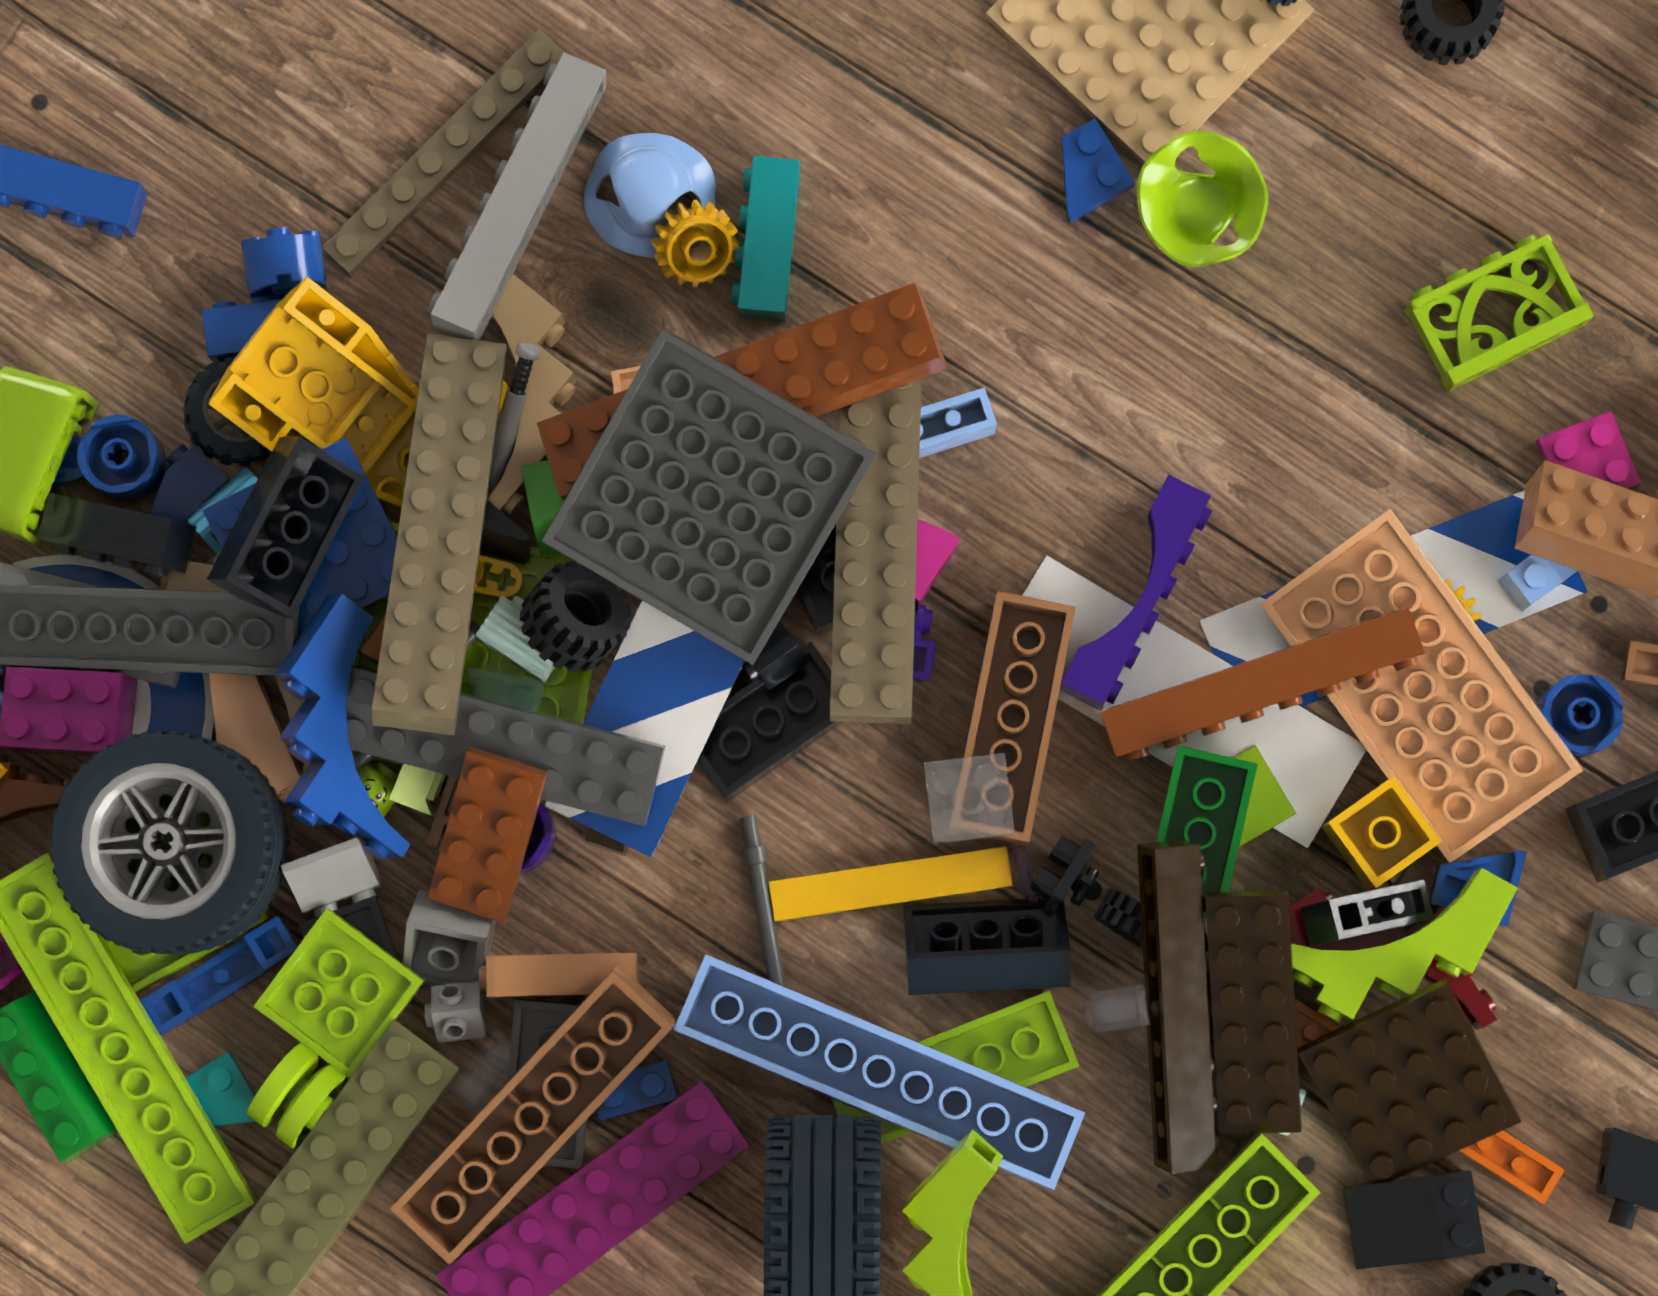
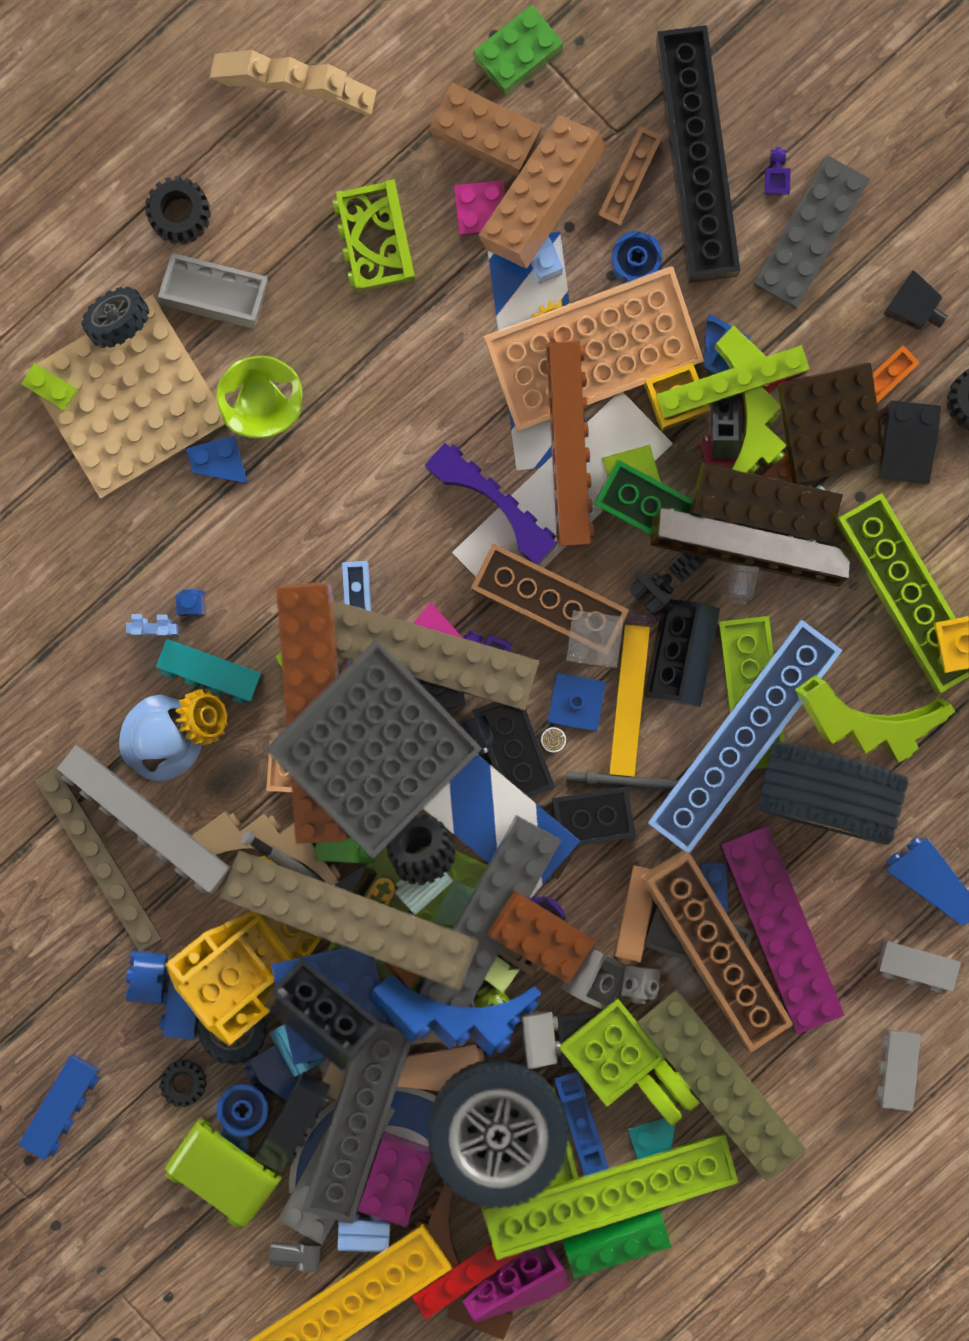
camera: 75 degrees left, 5 degrees up
(135, 338) = (167, 1086): none -> black tyre
(697, 875) = (596, 815): none -> black brick
(799, 782) = (553, 739): none -> tile
(815, 151) = (142, 627): none -> light blue plate
(863, 184) = (190, 603): none -> blue brick
(866, 803) = (576, 702): none -> blue plate
(1345, 95) = (213, 291): none -> light grey slope
(1429, 909) = (733, 382): none -> lime plate

